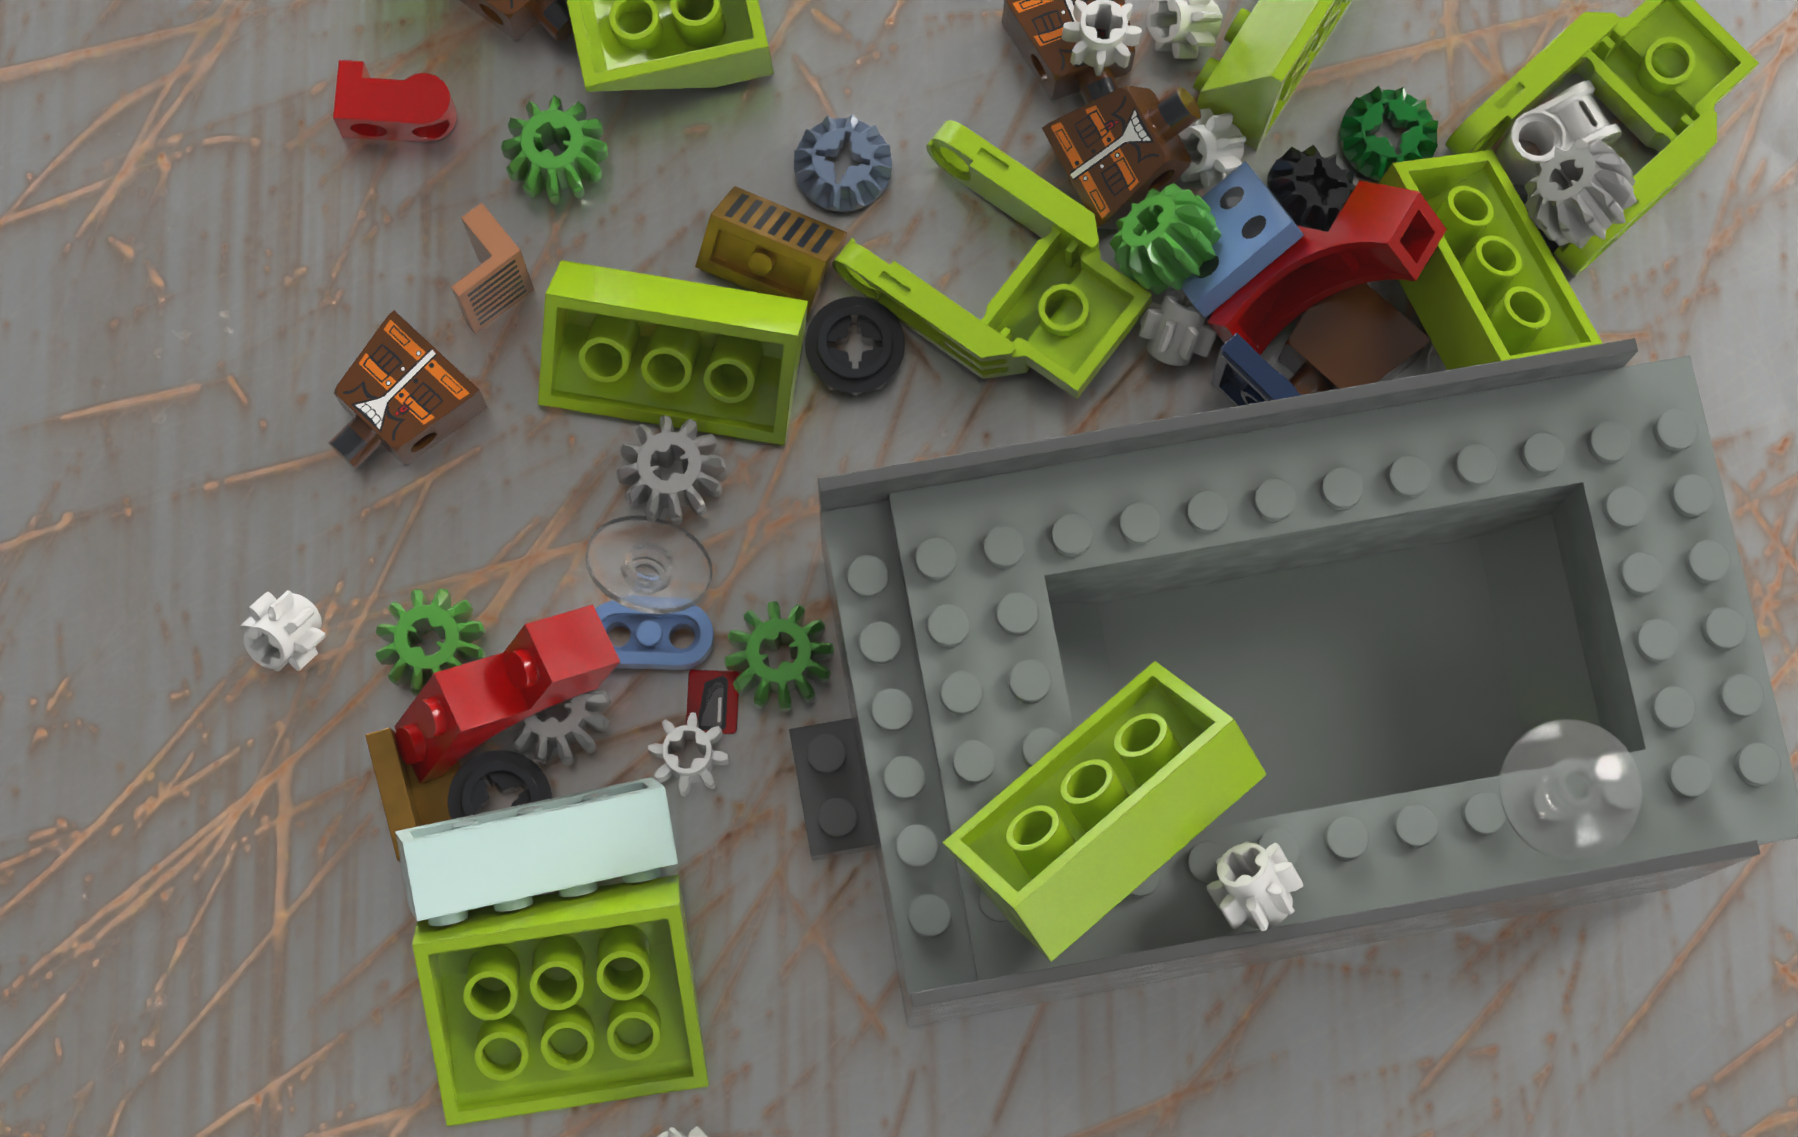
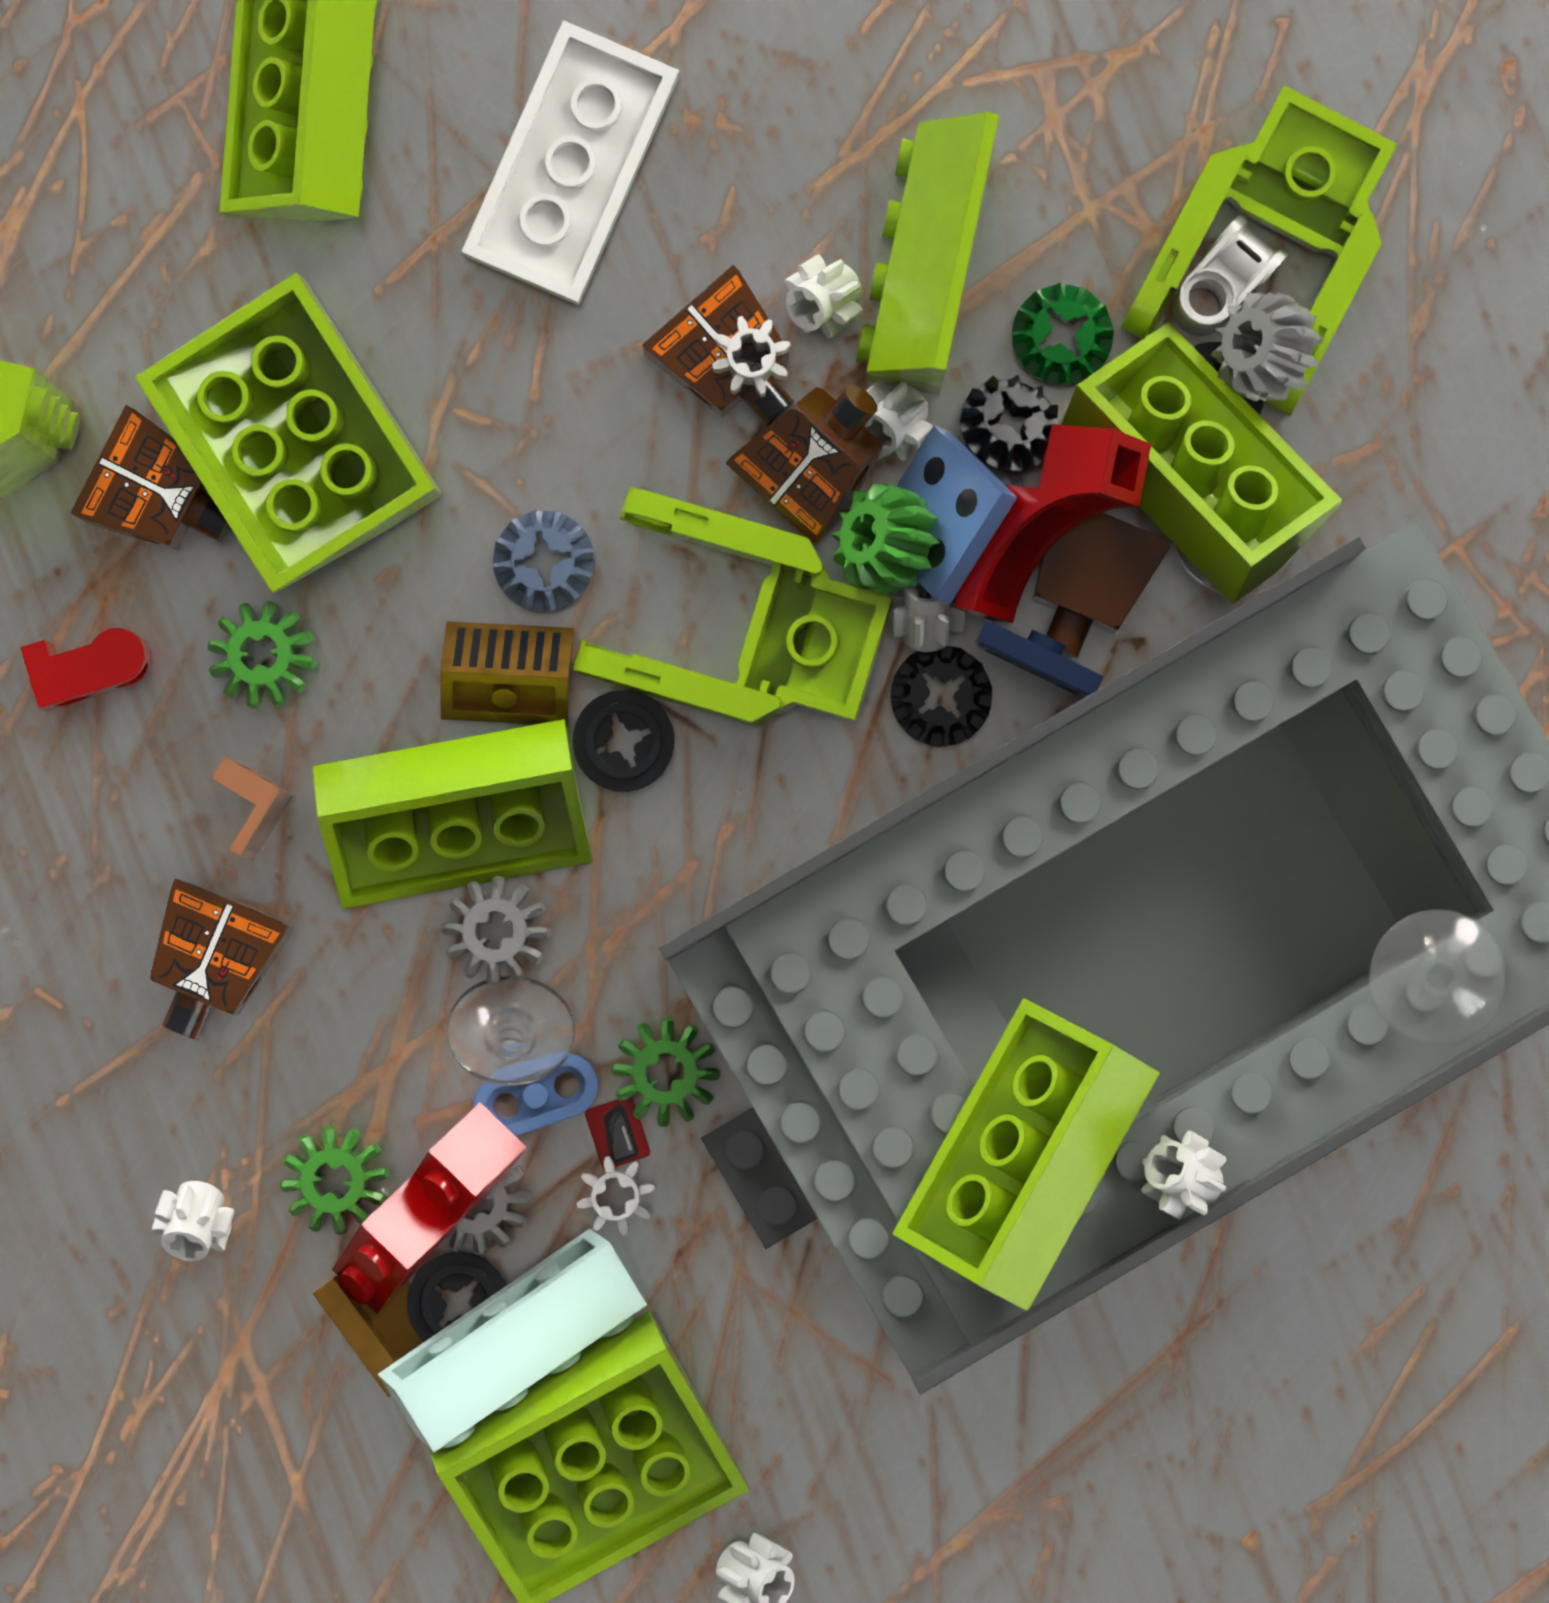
camera: 15 degrees left, 10 degrees up
(1172, 381) = (938, 725): none -> black gear

